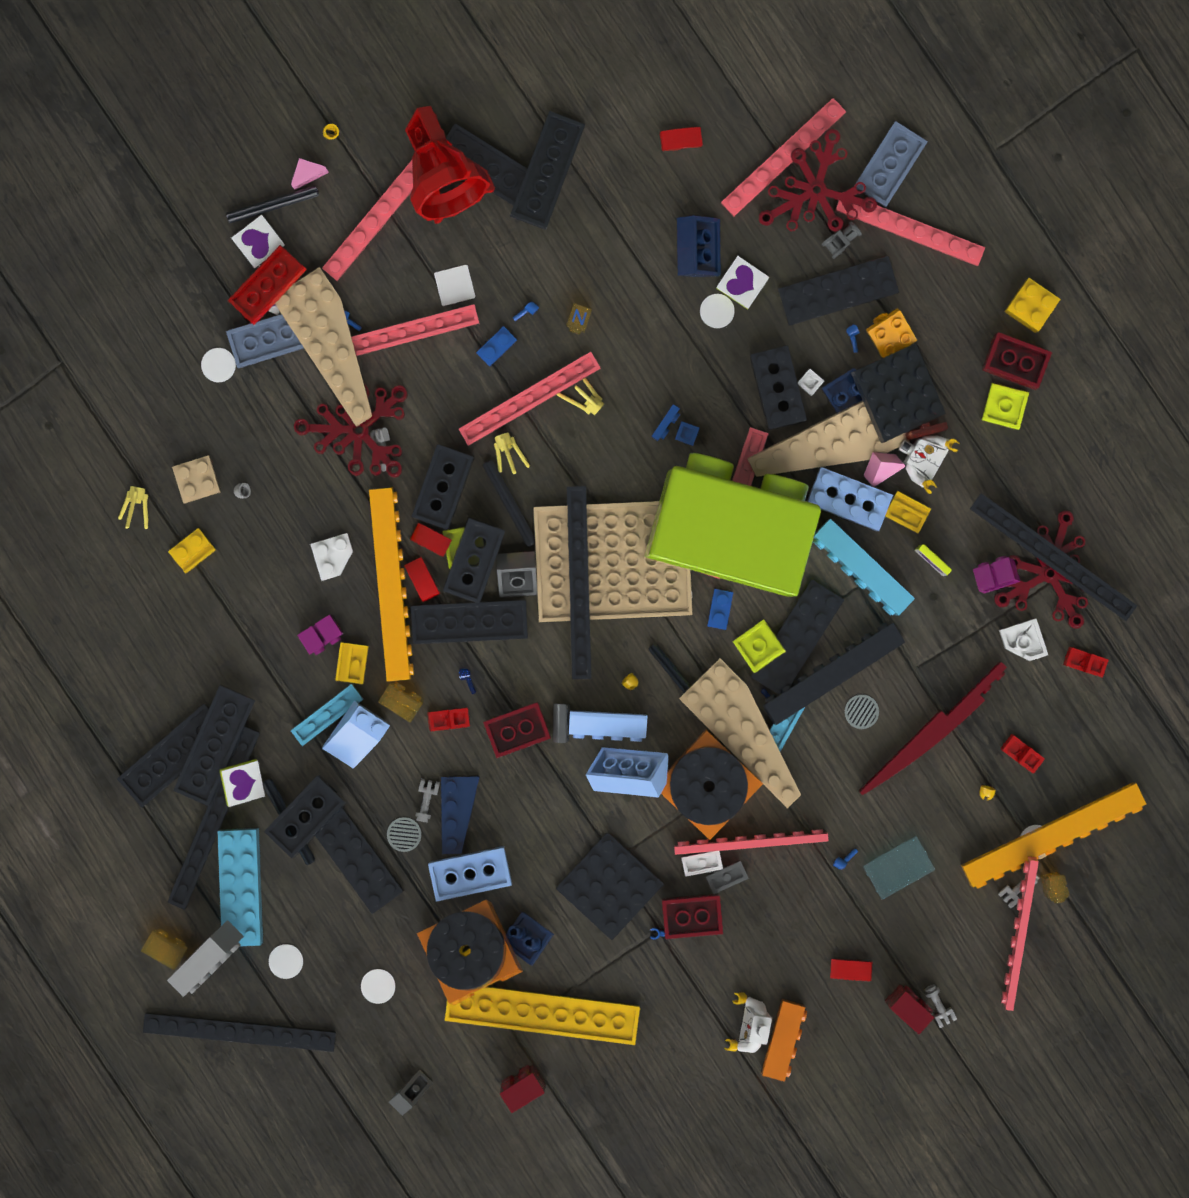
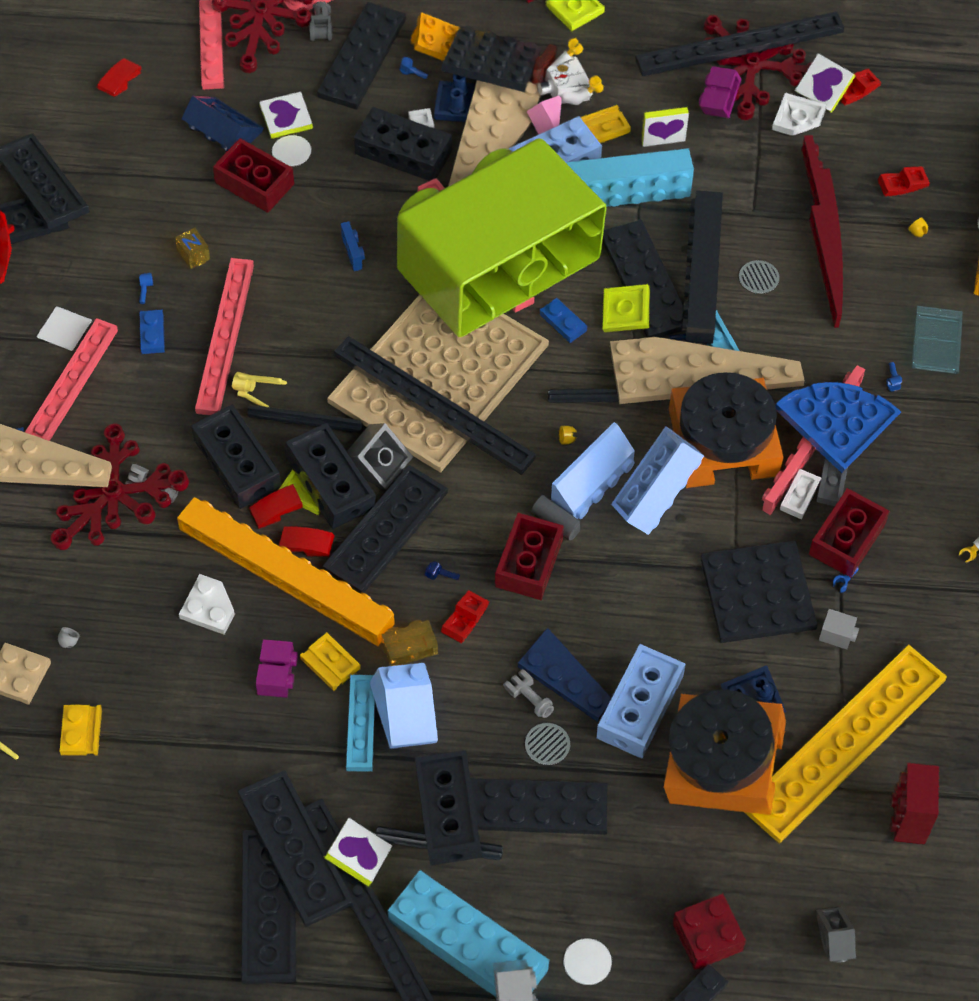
camera: 55 degrees left, 30 degrees down
(353, 1020) = (709, 931): none -> dark red brick
(378, 986) = (689, 885): white sticker -> none
(593, 404) = (279, 290): light yellow plant -> none
(618, 956) = (839, 629): none -> light grey brick
(668, 309) = (253, 175): none -> dark red brick
(687, 433) = (377, 238): blue plate -> none
(770, 853) = (837, 419): none -> blue plate
(1066, 640) = (825, 82): none -> tile

